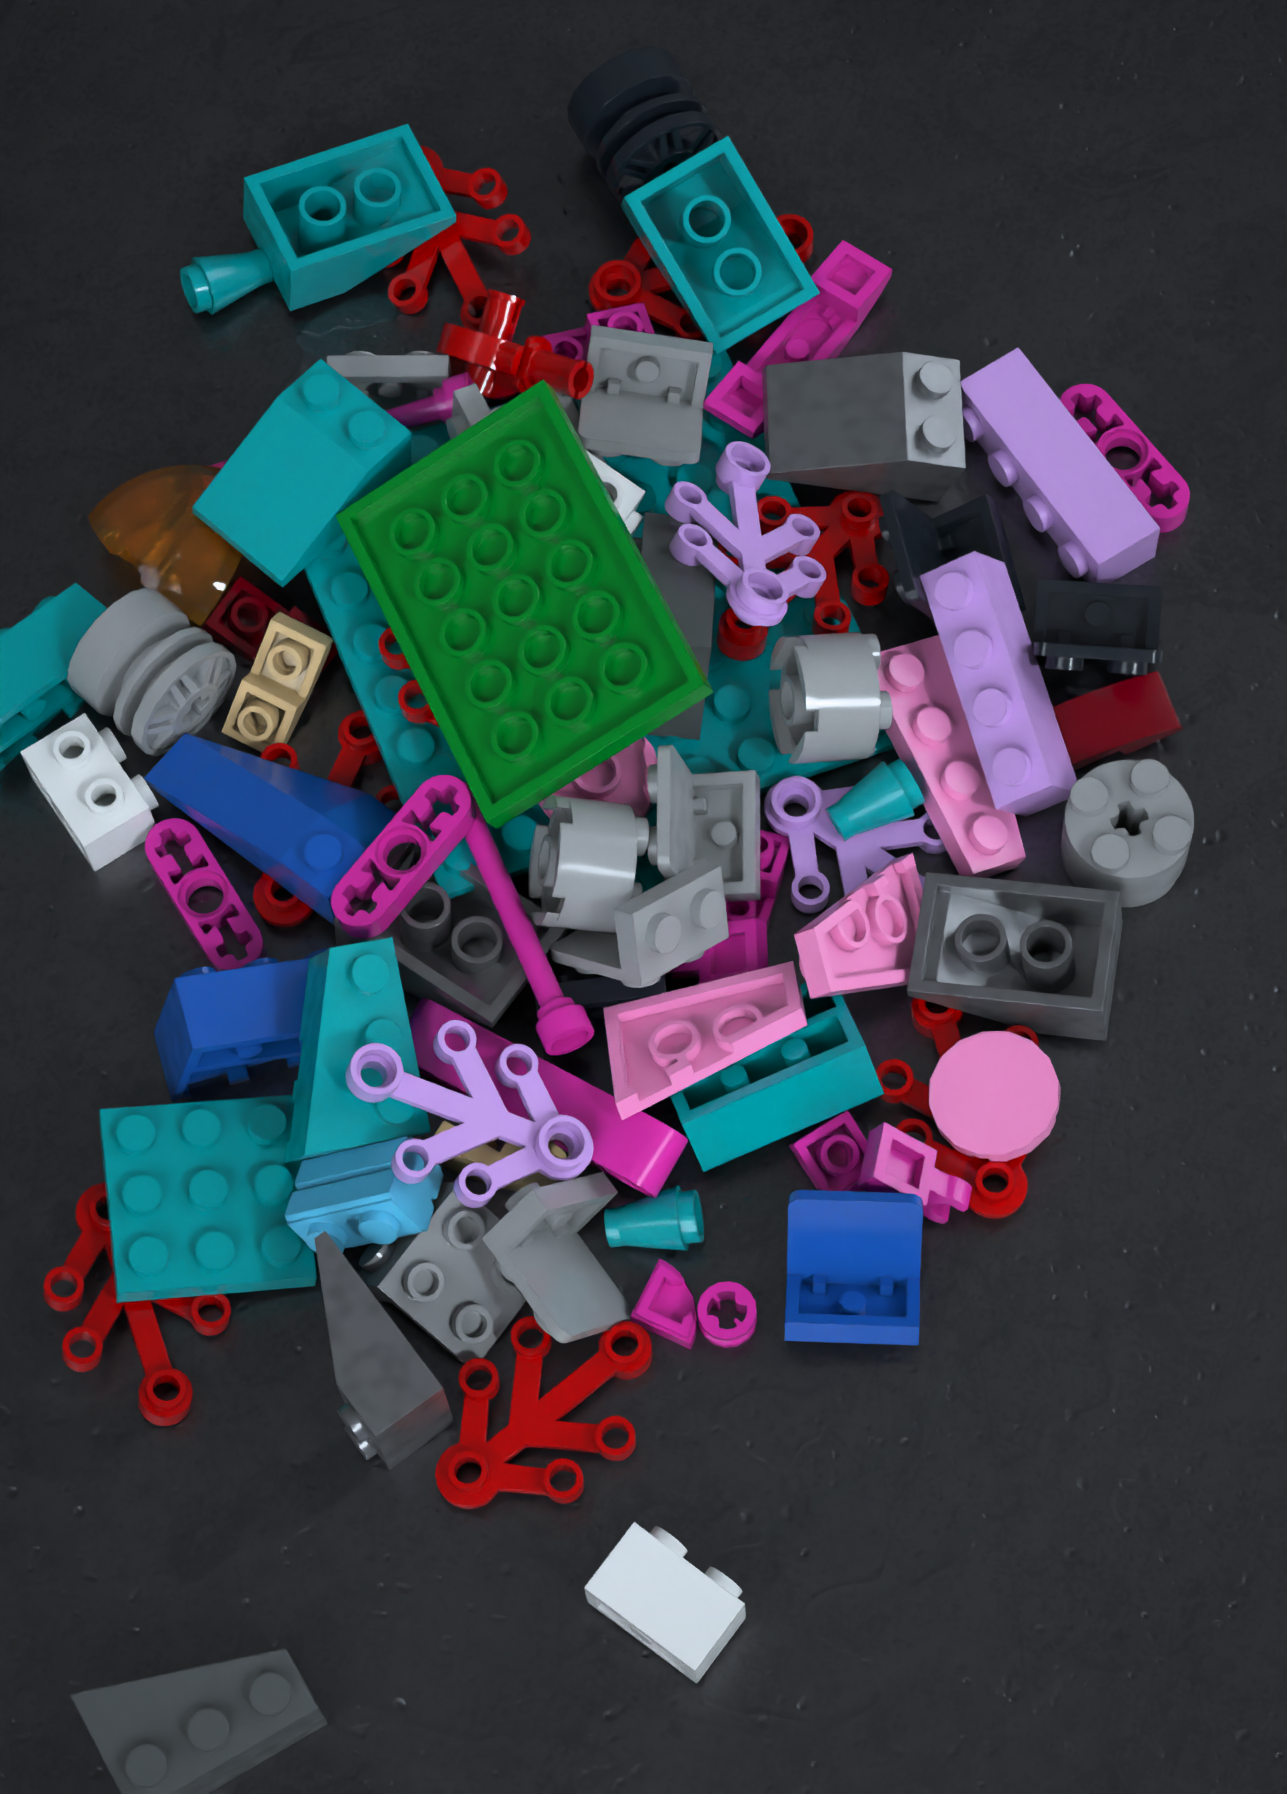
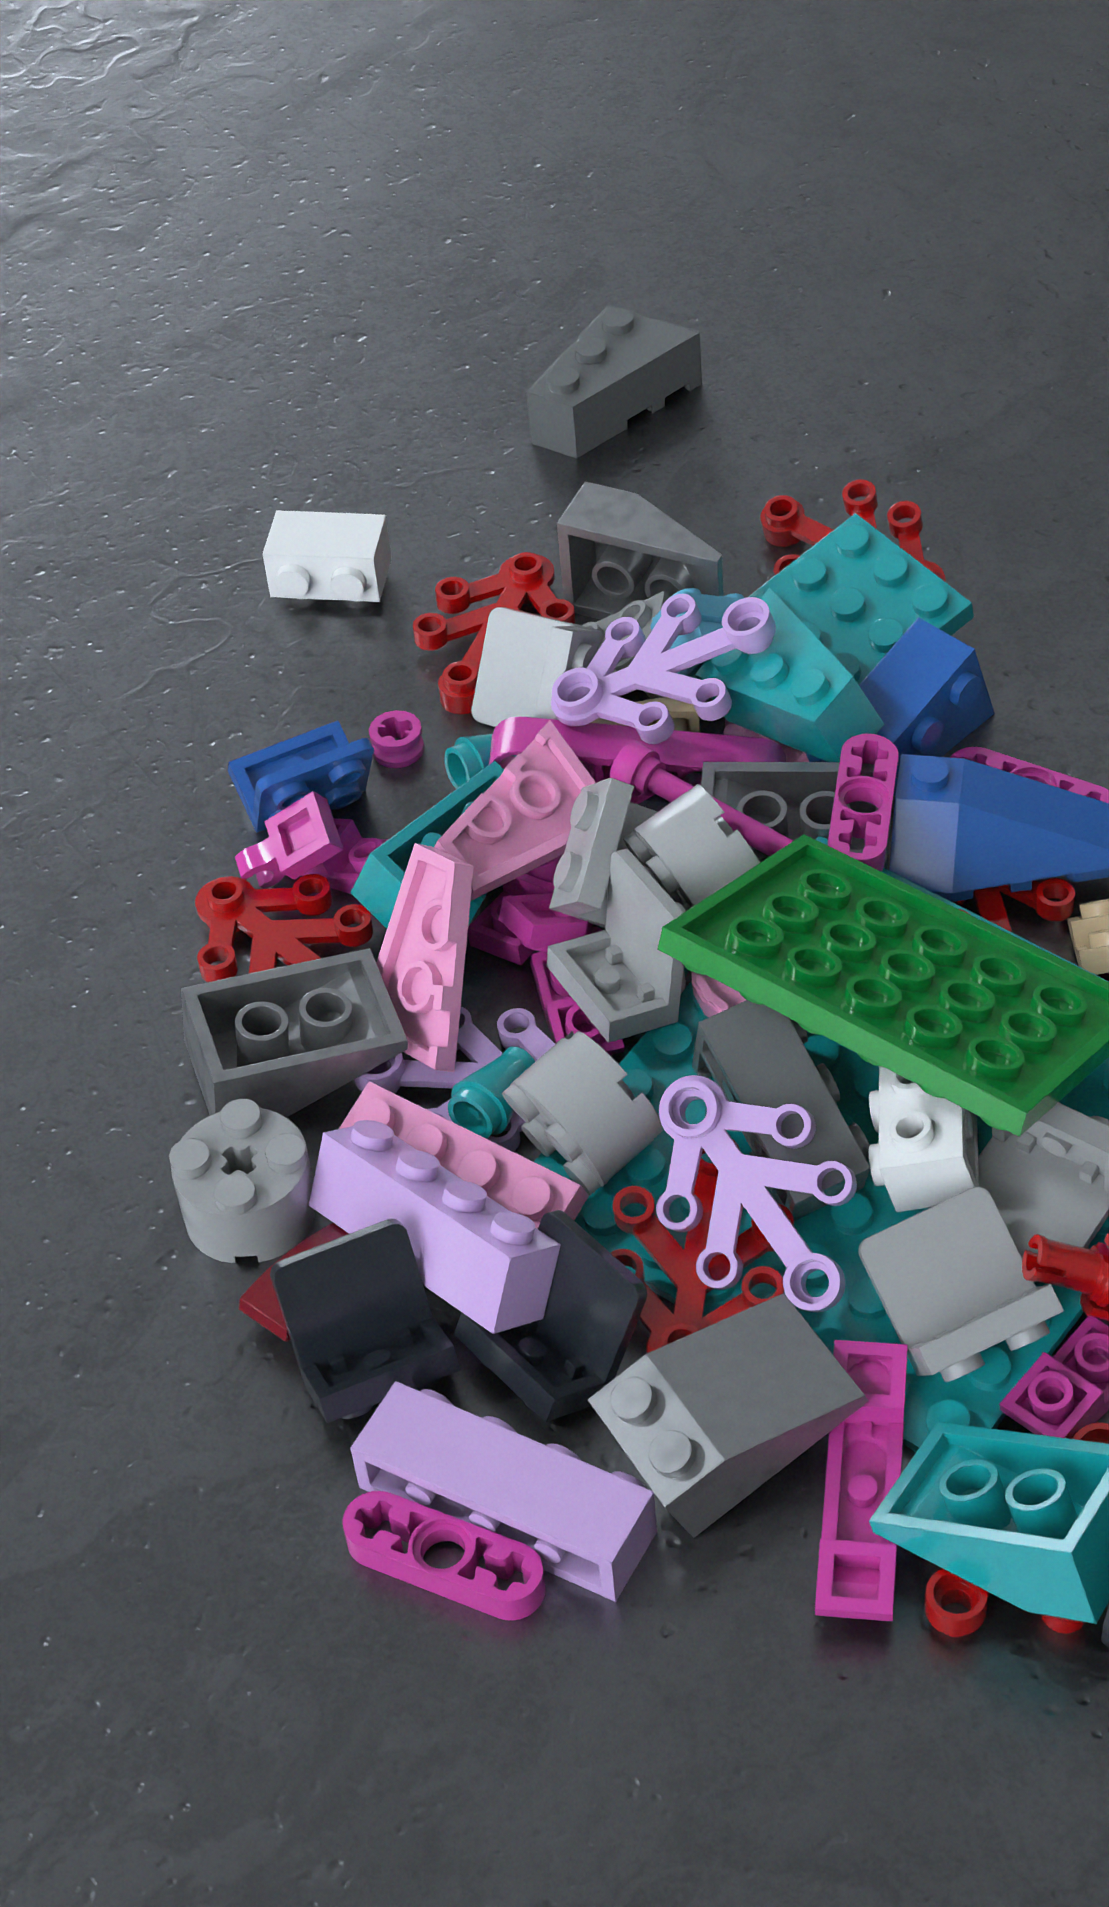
camera: 150 degrees right, 20 degrees down
(667, 1306) = (444, 723): dark pink tile -> none
(994, 1095) = (252, 929): bright pink tile -> none

